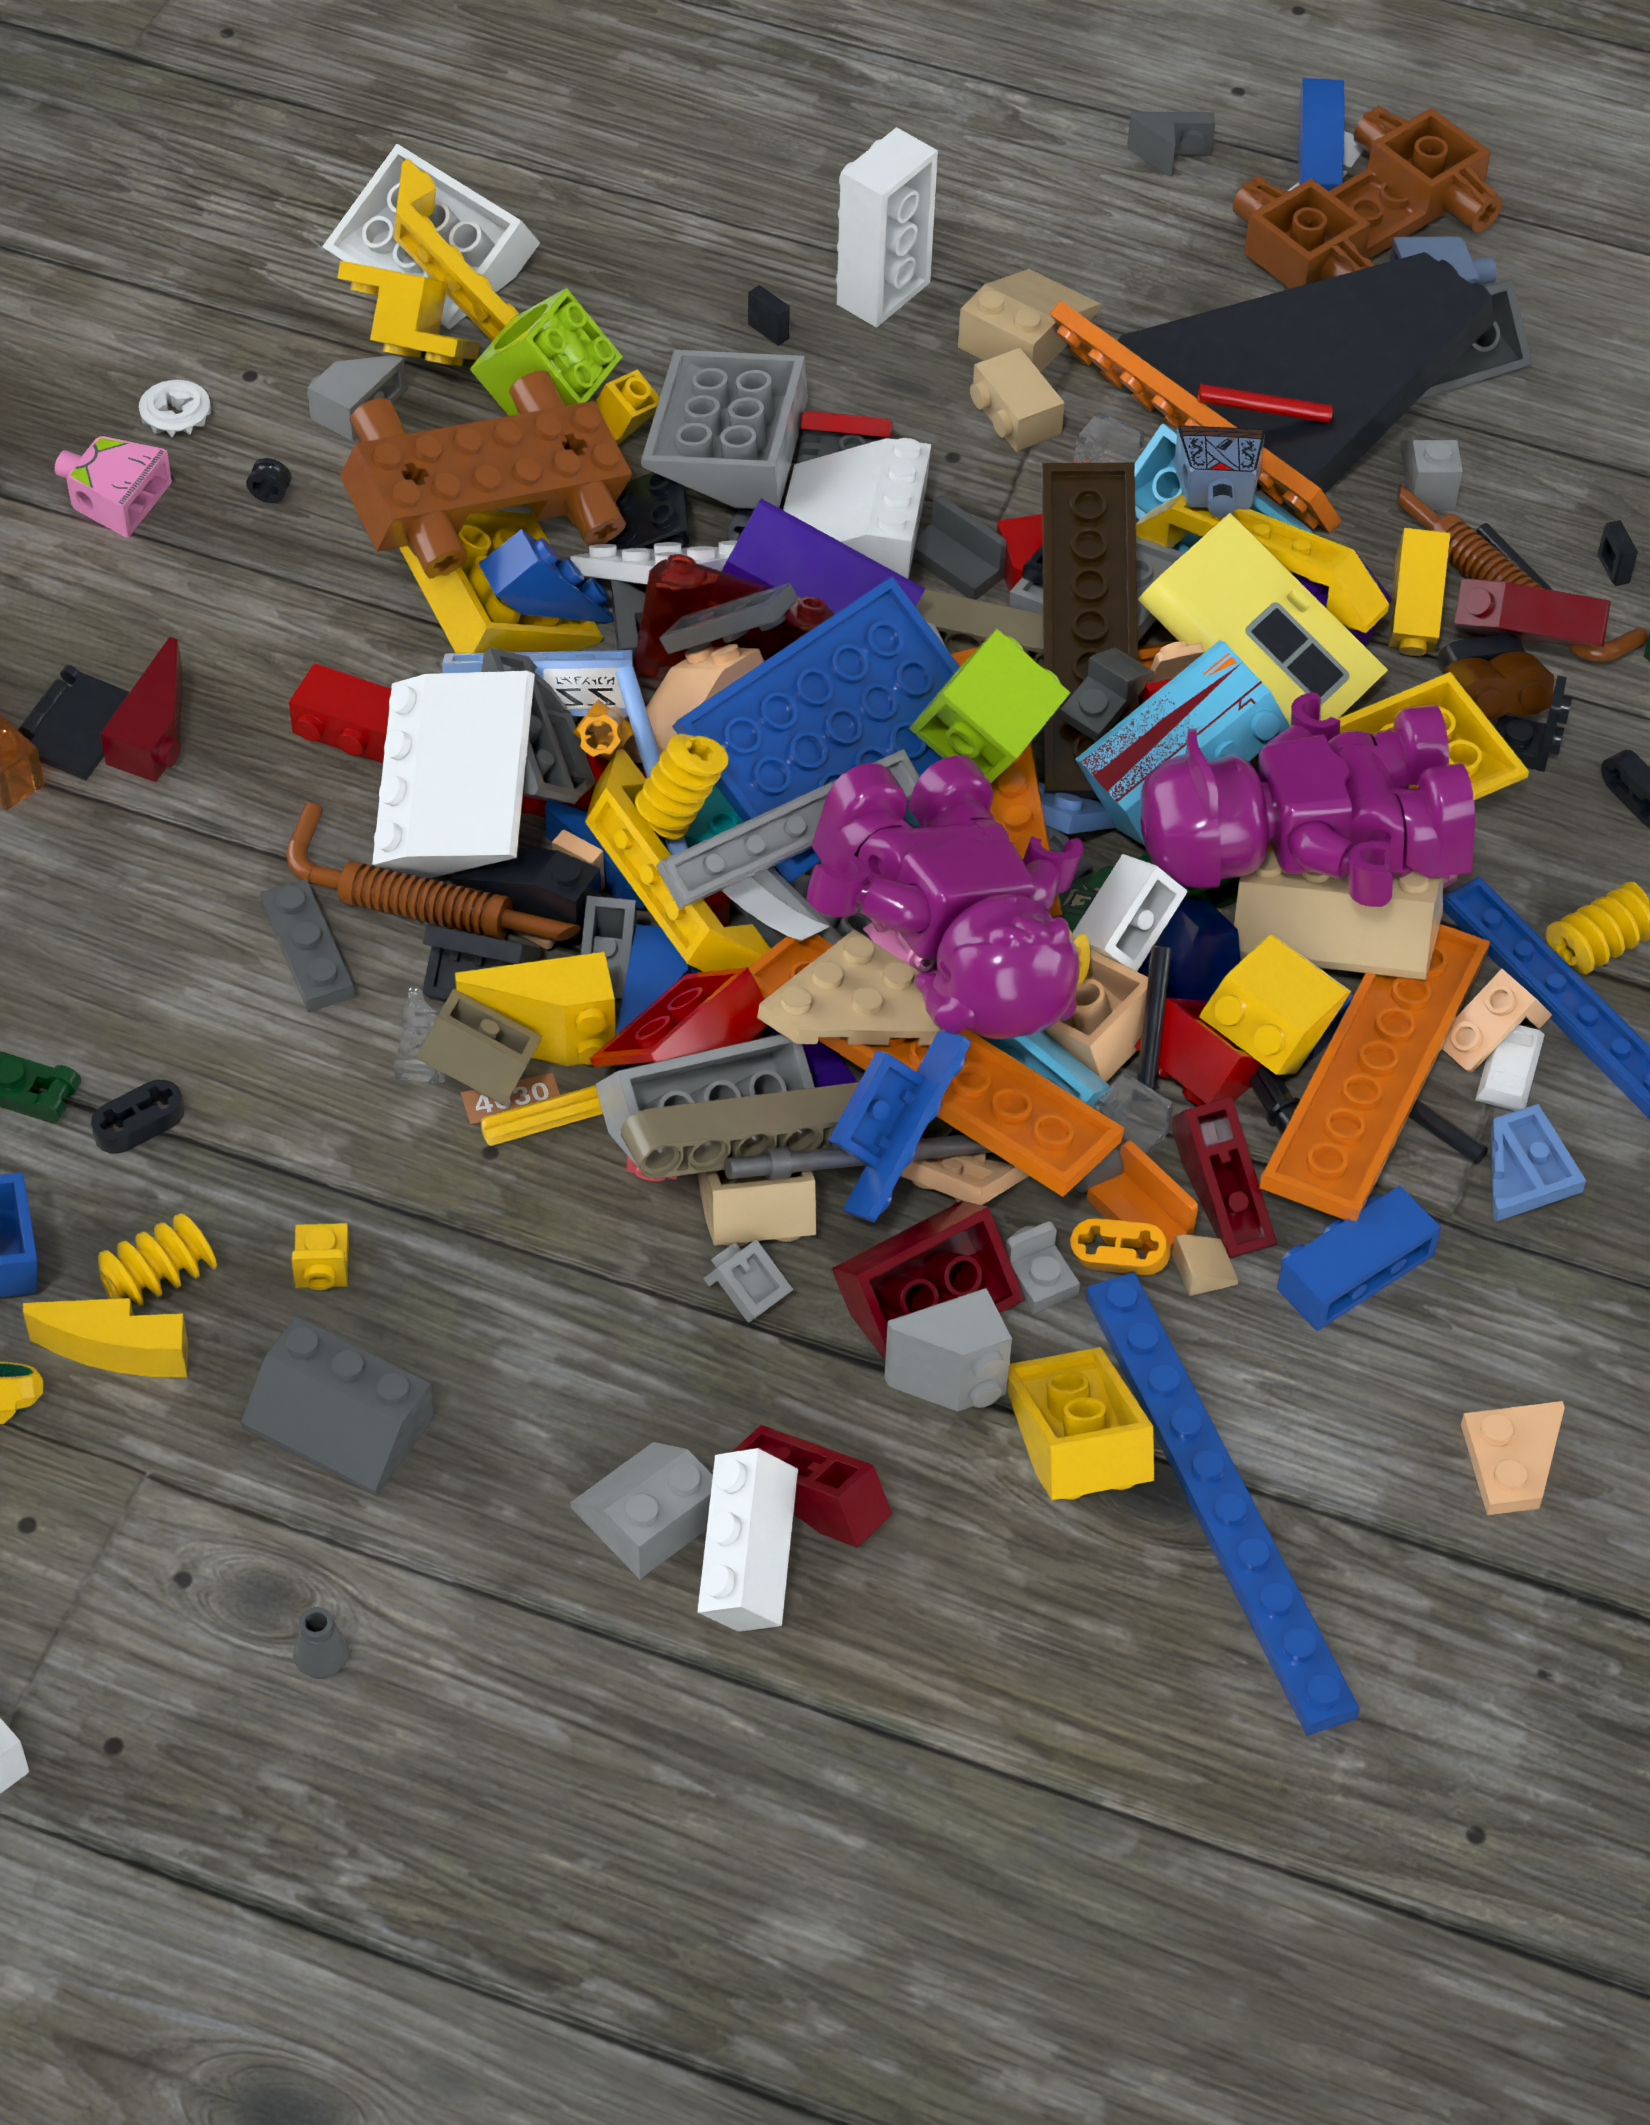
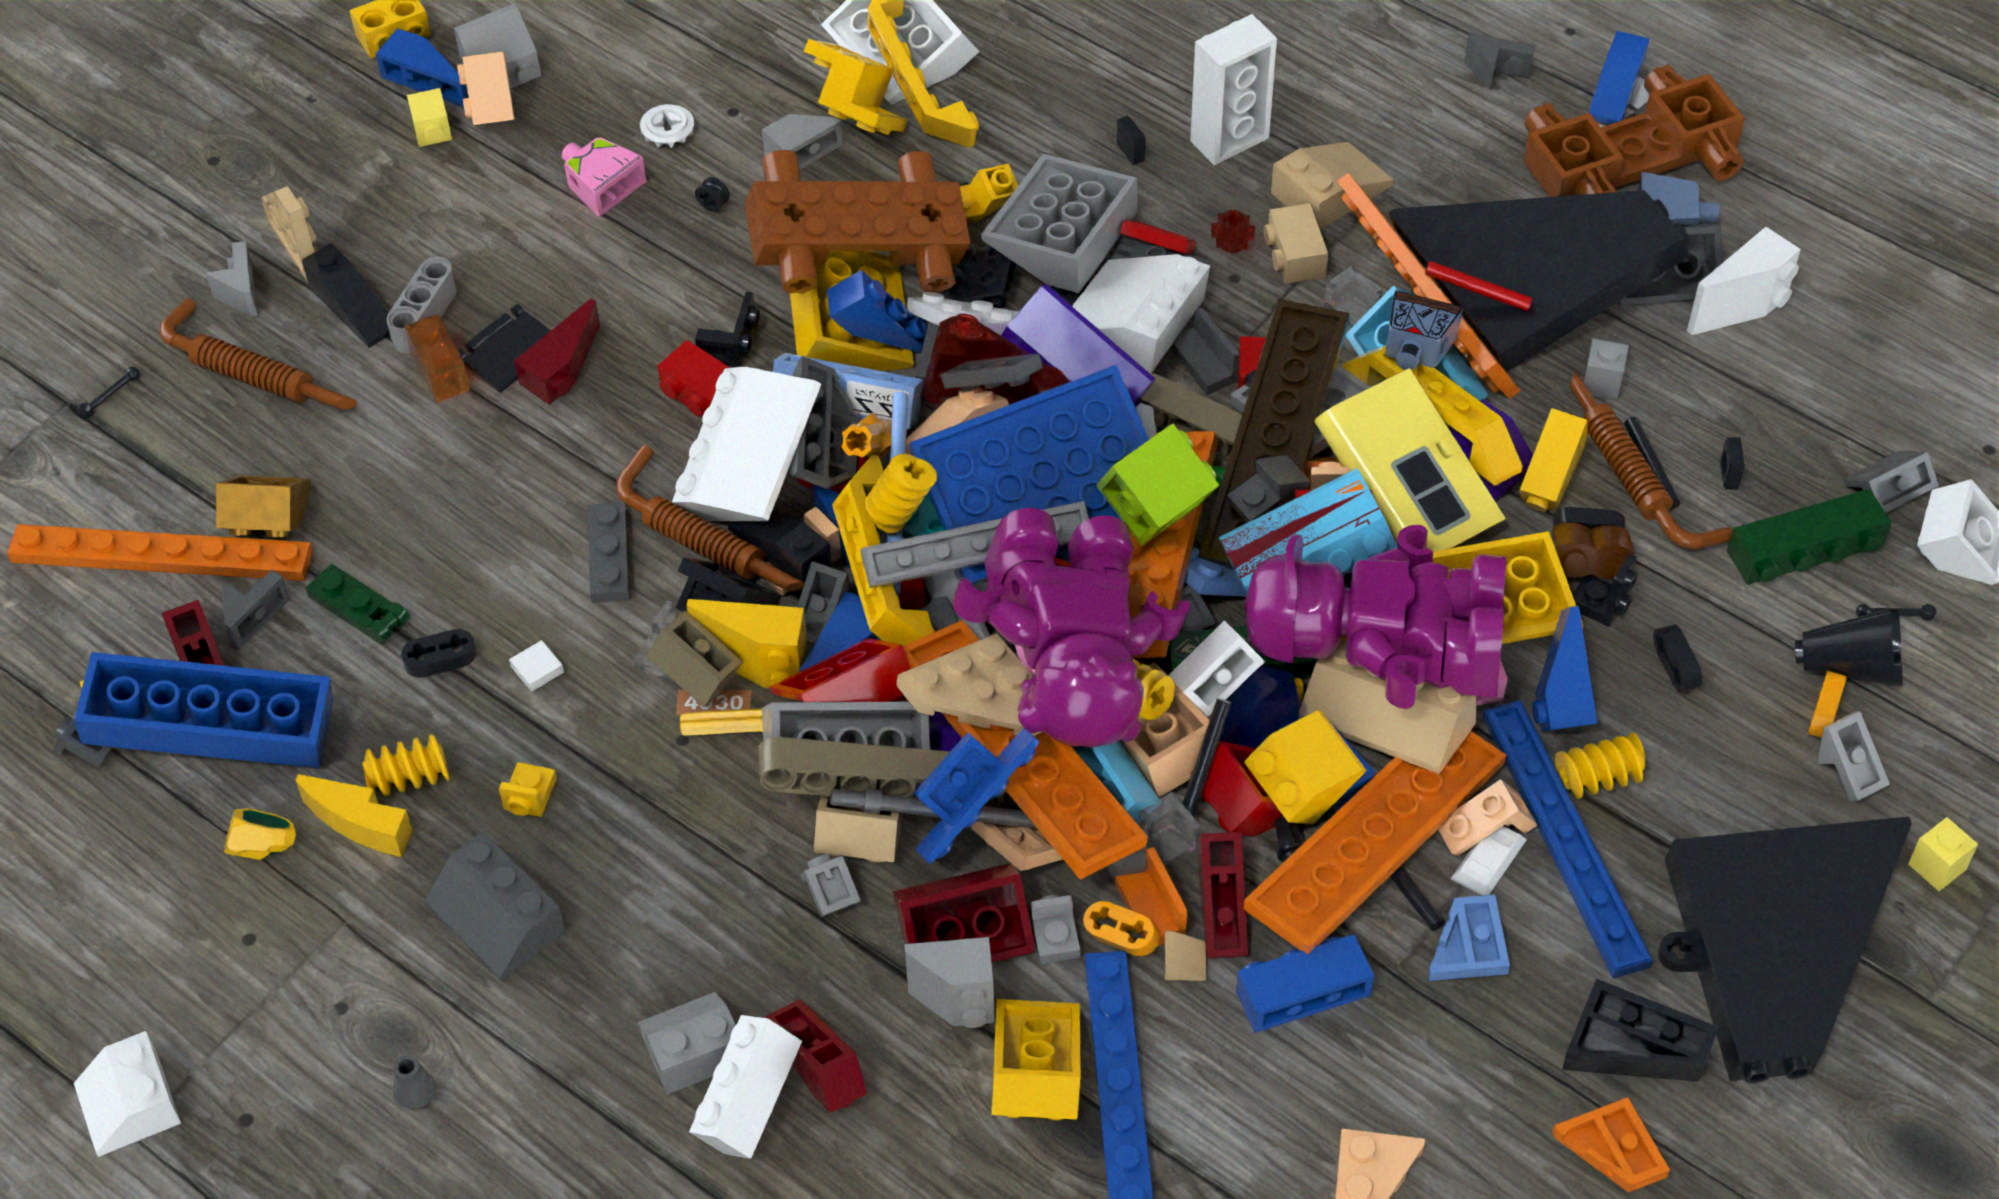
camera: 20 degrees right, 0 degrees up
(270, 1103) = (536, 666): none -> white tile
(368, 658) = (730, 346): none -> black bracket
(549, 338) = (949, 133): lime brick -> none
(772, 911) = (940, 598): white sticker -> none
(934, 400) = (1232, 231): none -> clear red gear
(1530, 841) = (1565, 685): none -> blue slope
(1531, 613) = (1636, 498): dark red slope -> none
(1563, 342) = (1746, 284): none -> white slope

